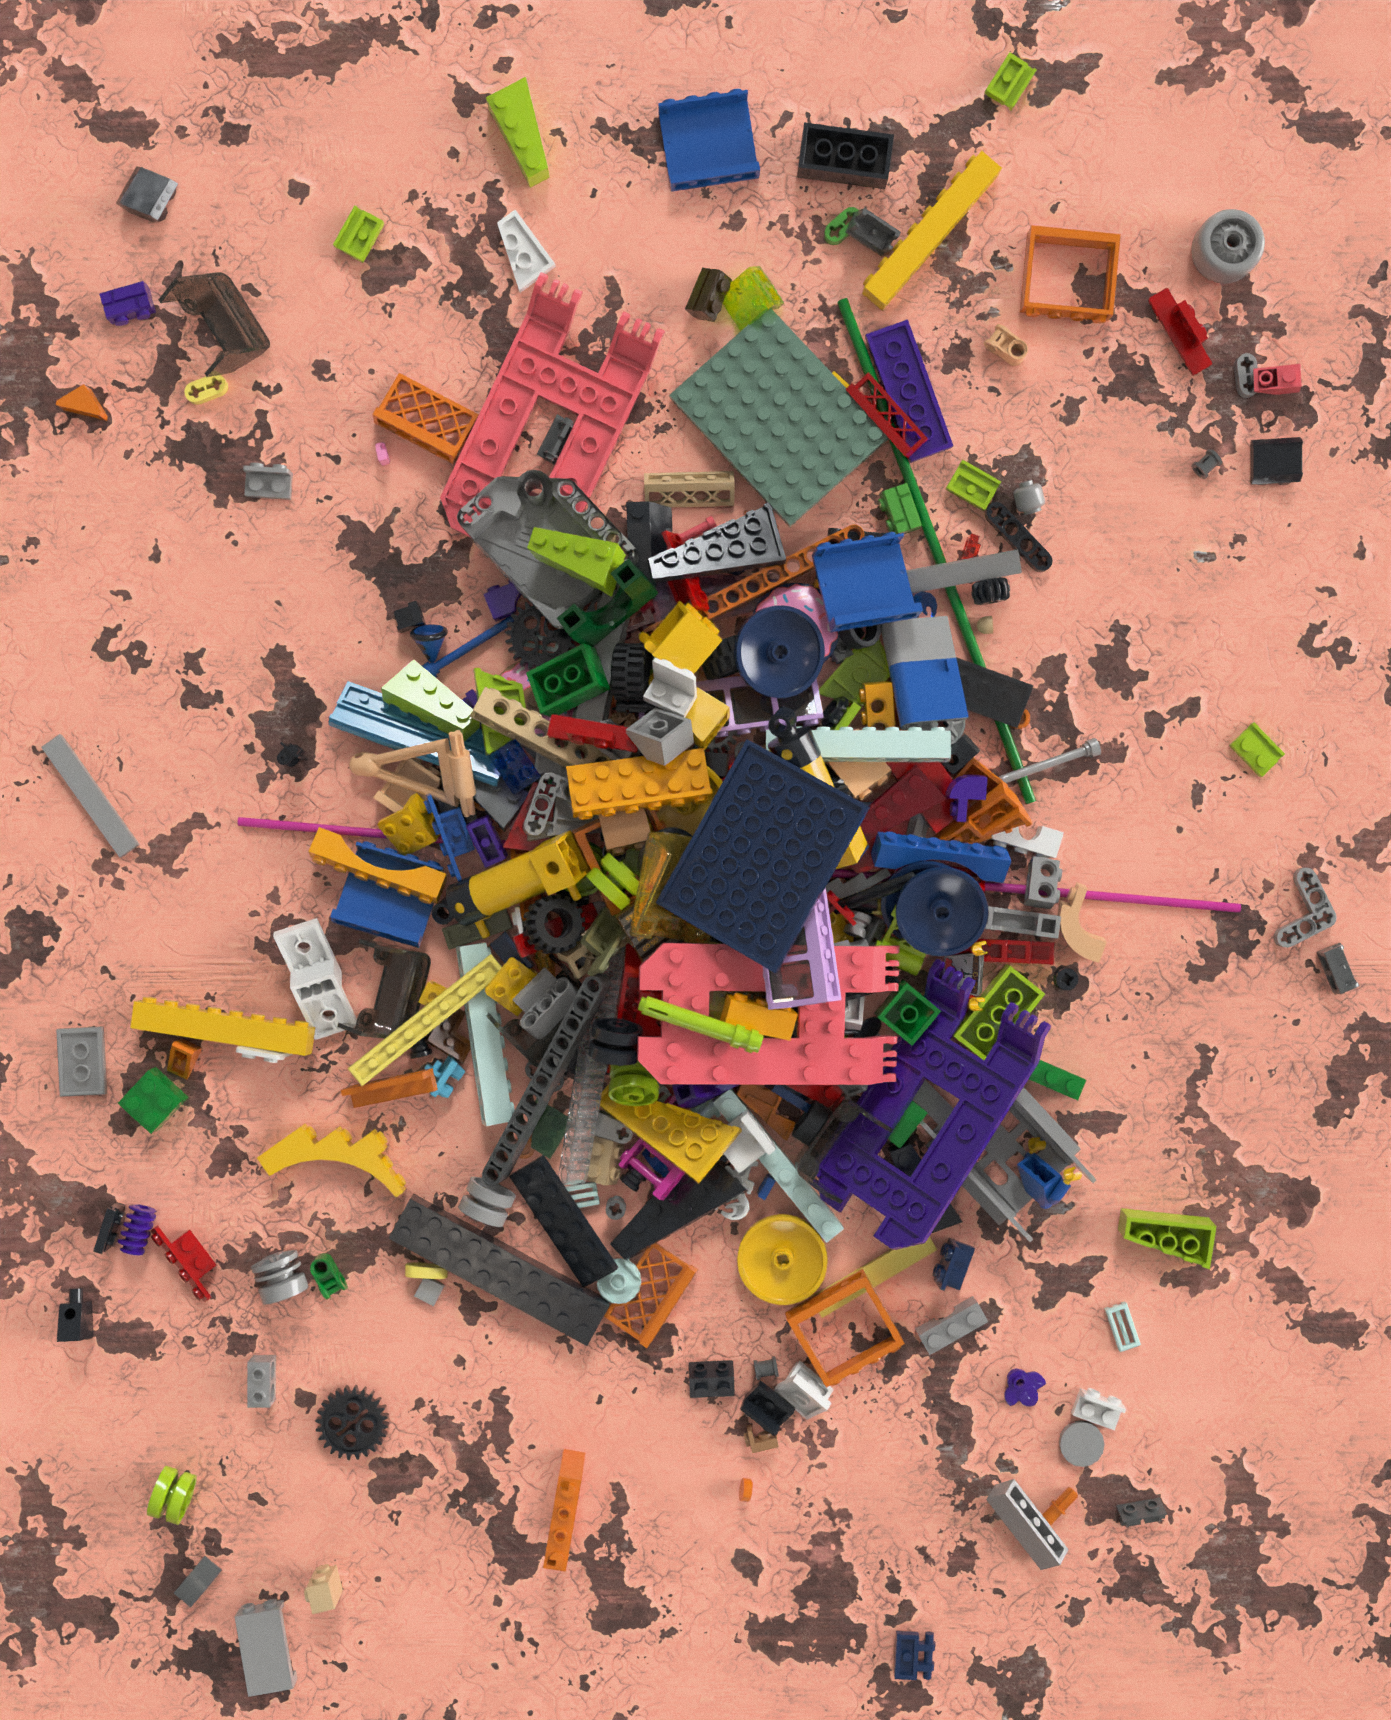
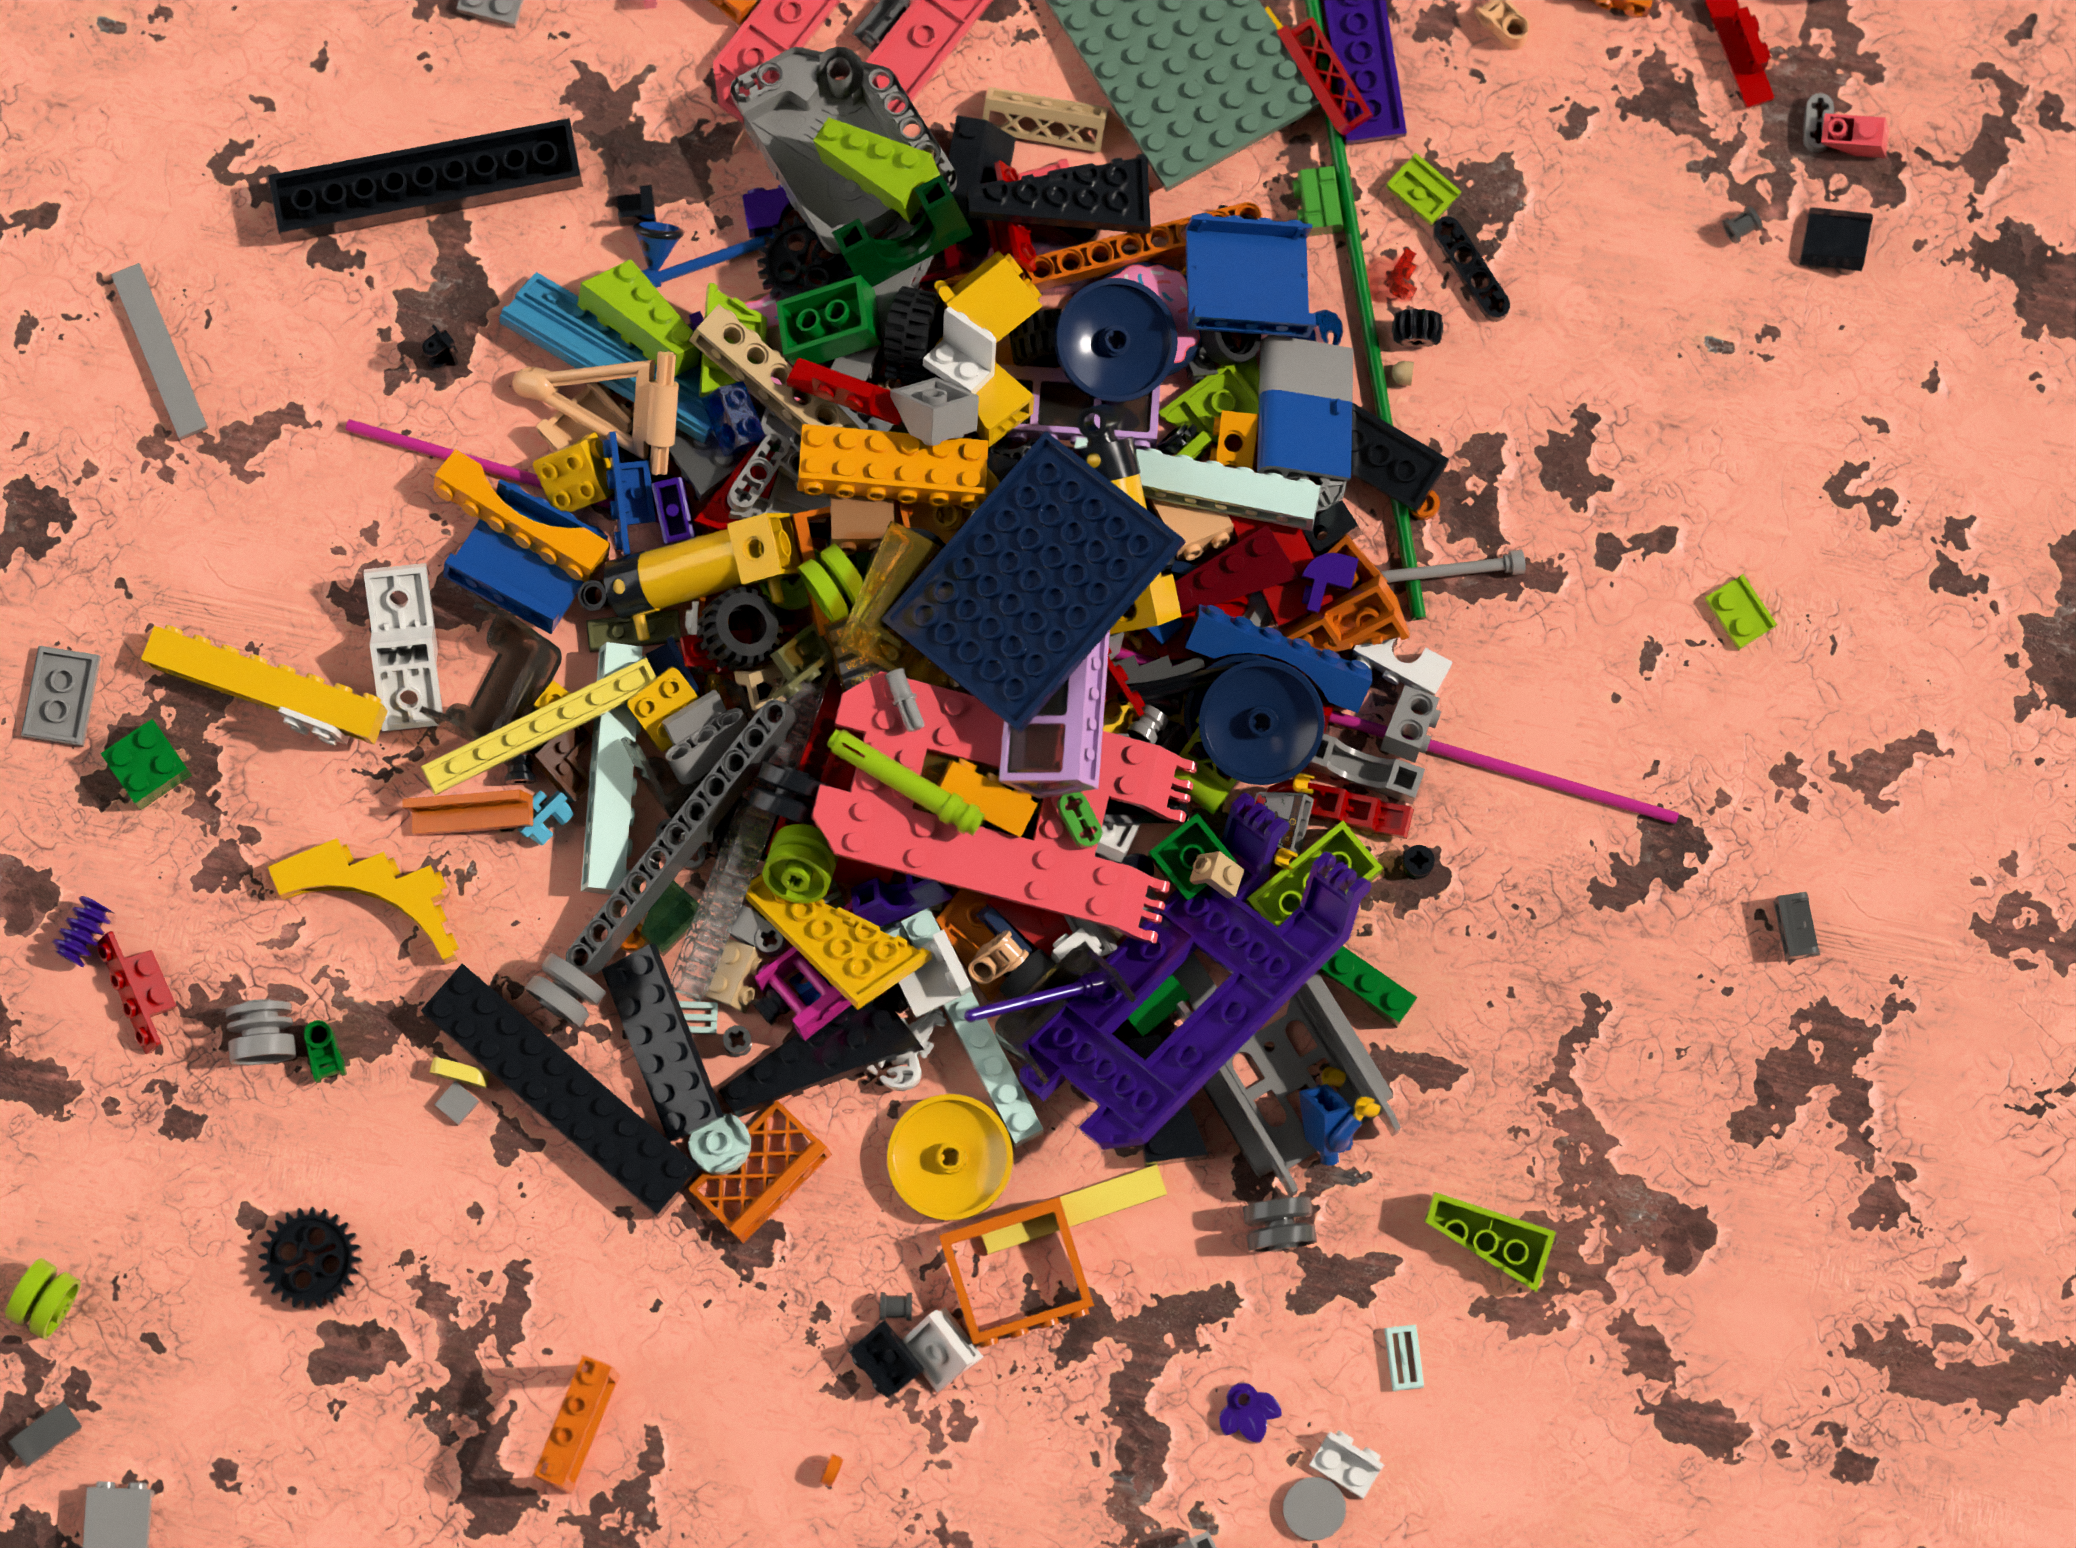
camera: 10 degrees right, 10 degrees down
(108, 1232) = (53, 911): black plate -> none
(183, 1058) = (198, 718): orange slope -> none
(251, 631) = (425, 180): none -> black brick
(261, 1381) = (200, 1174): light grey brick -> none
(323, 1589) = (218, 1473): tan brick -> none
(687, 964) = (905, 700): none -> light grey axle
(711, 1379) = (817, 1307): black bracket -> none
(759, 1443) = (872, 1406): medium nougat bracket -> none
(766, 1186) = (949, 1055): blue tile -> none
(787, 1117) = (996, 958): none -> light nougat piece
(825, 1020) = (1073, 823): none -> bright green beam
(835, 1095) = (1079, 938): none -> white bracket
(857, 1125) = (1089, 985): none -> dark purple piece
(930, 1024) = (1217, 872): none -> tan bracket
(942, 1332) = (1165, 1299): light grey arch -> none
(953, 1264) = (1186, 1218): dark blue bracket -> none
(964, 571) = (1385, 294): light grey tile -> none
(1022, 1260) = (1280, 1228): none -> dark grey wheel
(1029, 497) = (1494, 219): light grey head -> none
(1082, 942) = (1438, 796): light nougat arch -> none
(1315, 911) = (1780, 841): light grey beam -> none

